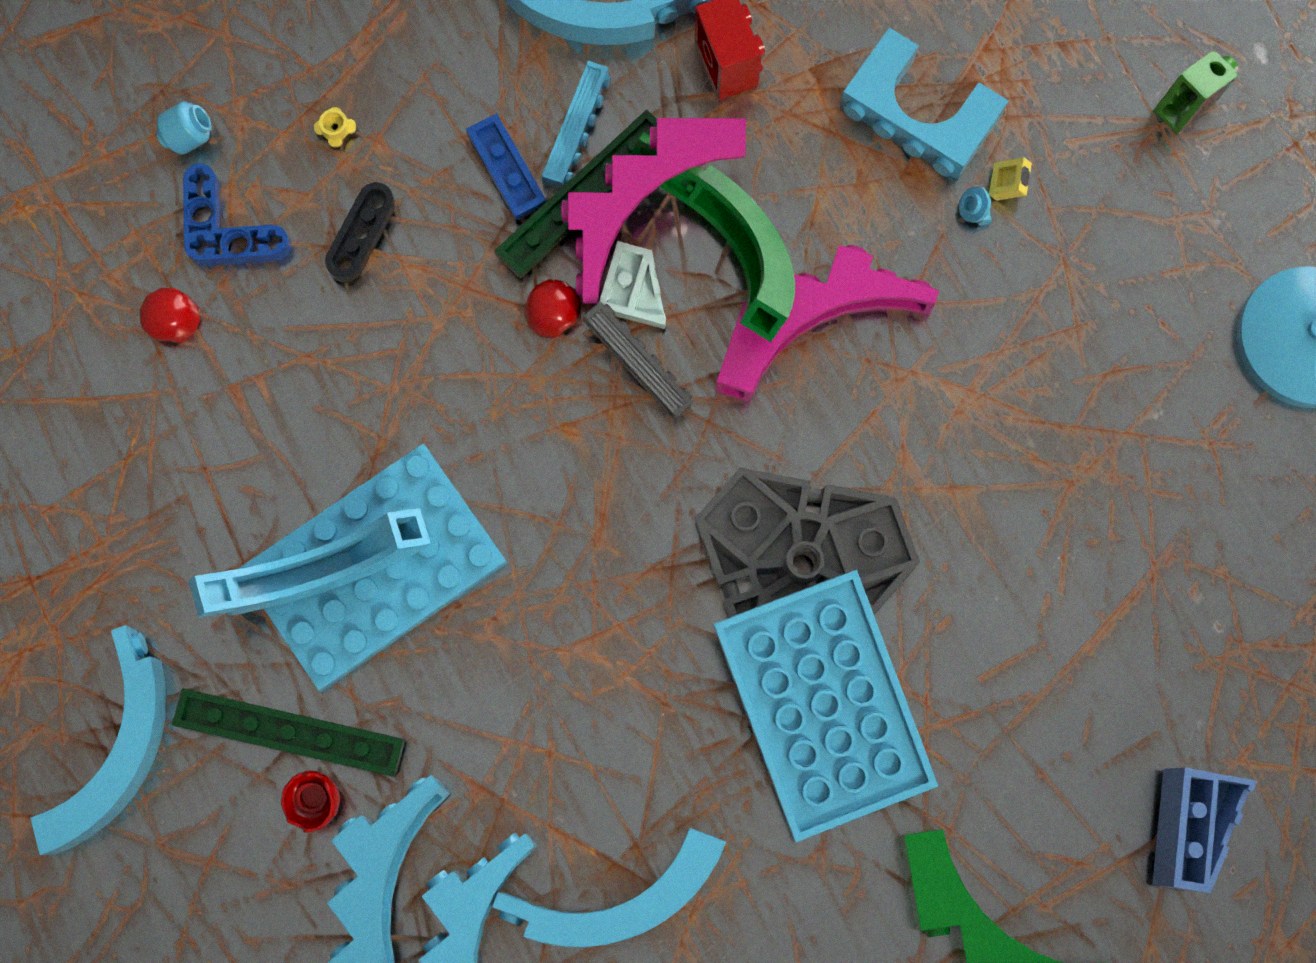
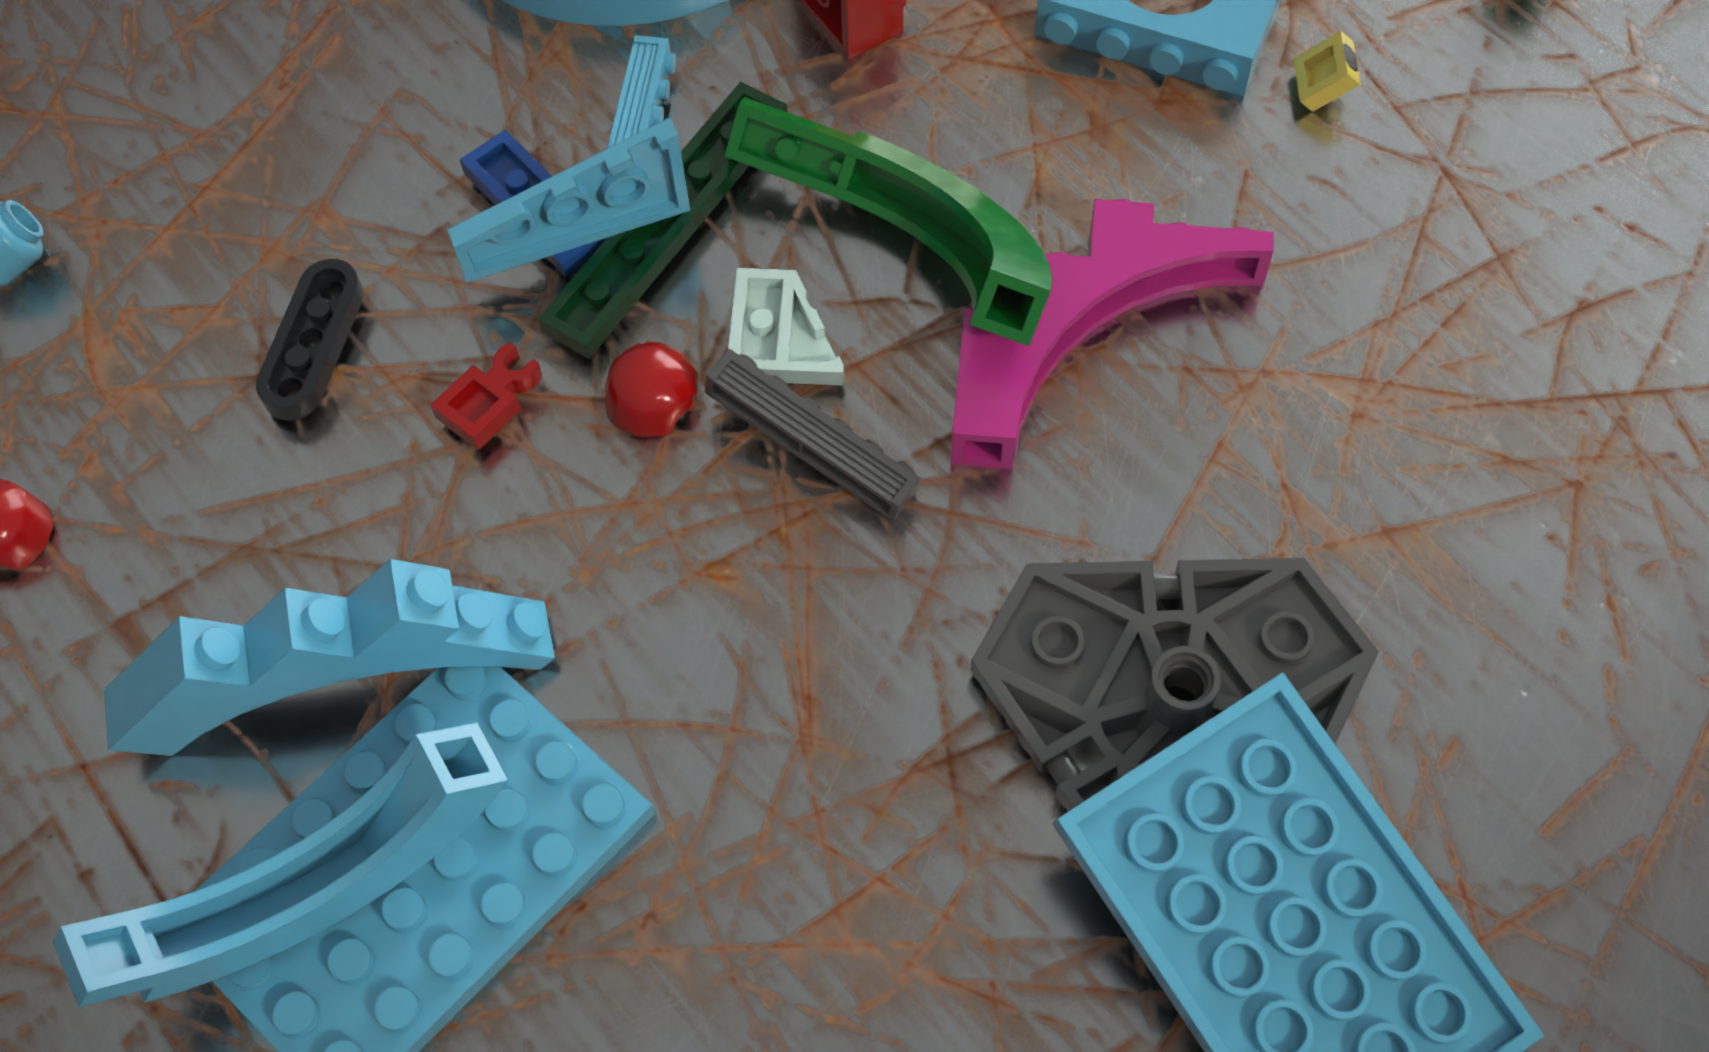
camera: 10 degrees left, 15 degrees down
(211, 232) = (61, 387): blue beam -> none
(332, 117) = (247, 199): light yellow plate -> none
(339, 436) = (306, 640): none -> medium azure arch
(453, 296) = (484, 403): none -> red plate
(527, 187) = (588, 202): none -> medium azure wing
(679, 146) = (812, 92): dark pink arch -> none
(975, 206) = (1286, 118): medium azure plate -> none

